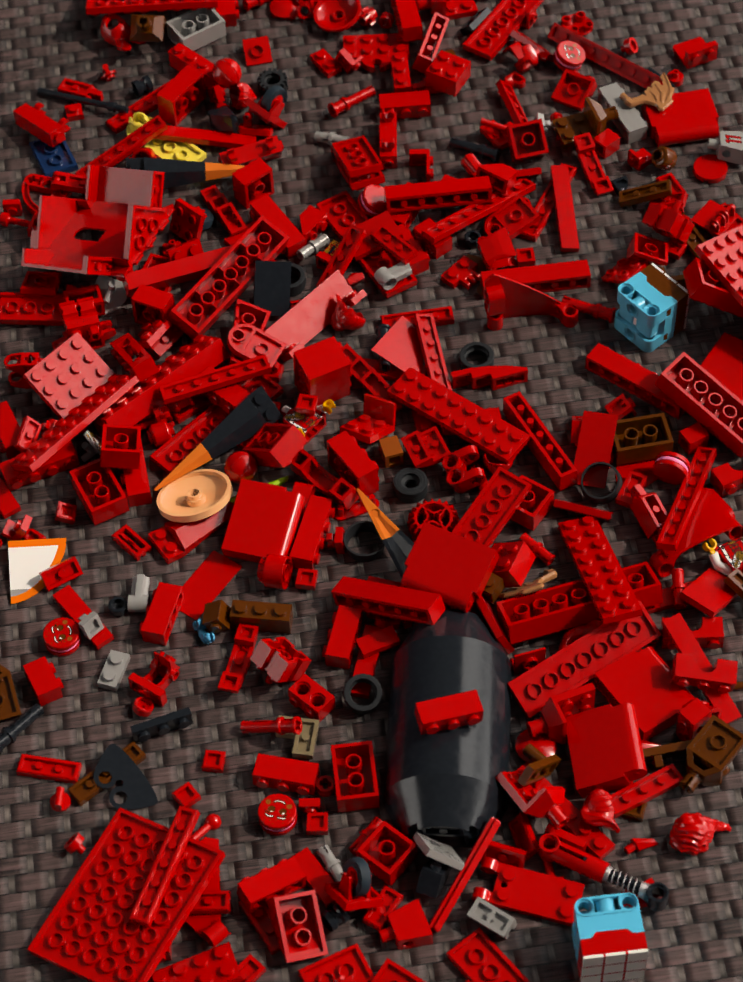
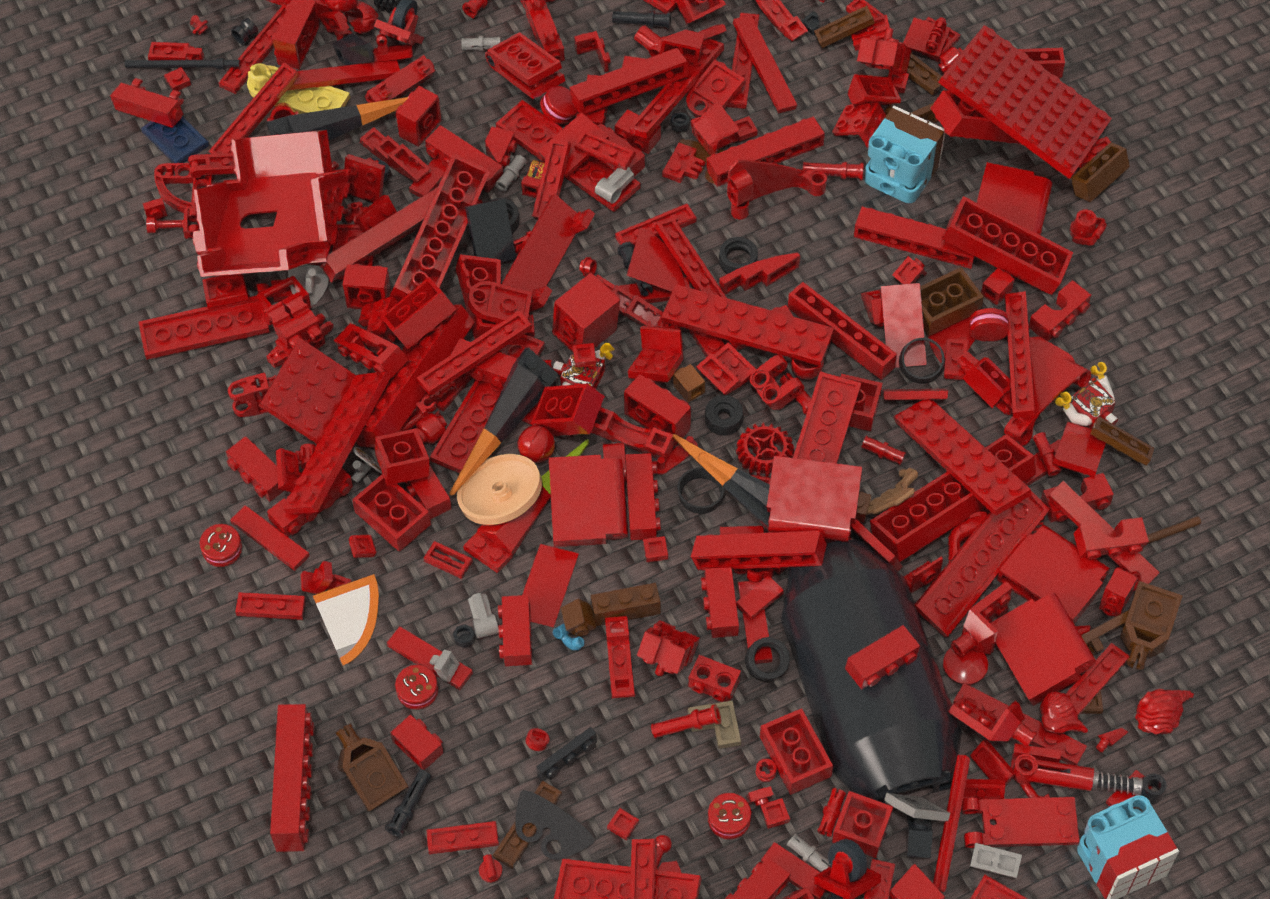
camera: 20 degrees left, 5 degrees up
(61, 573) = (386, 616): red plate -> none
(113, 670) = (487, 708): light grey plate -> none
(162, 666) = (544, 689): red tile -> none
(181, 336) = (418, 313): none -> red brick
(213, 761) = (636, 777): red tile -> none
(275, 571) = (620, 550): red piece -> none
(286, 774) = (721, 770): red brick -> none
(336, 540) = (671, 497): red tile -> none
(345, 317) = (579, 245): red hair -> none
(346, 336) = (588, 266): none -> red plate
(355, 278) = (573, 197): red tile -> none
(513, 562) = (874, 471): red brick -> none
(540, 769) = (984, 680): reddish brown piece -> none

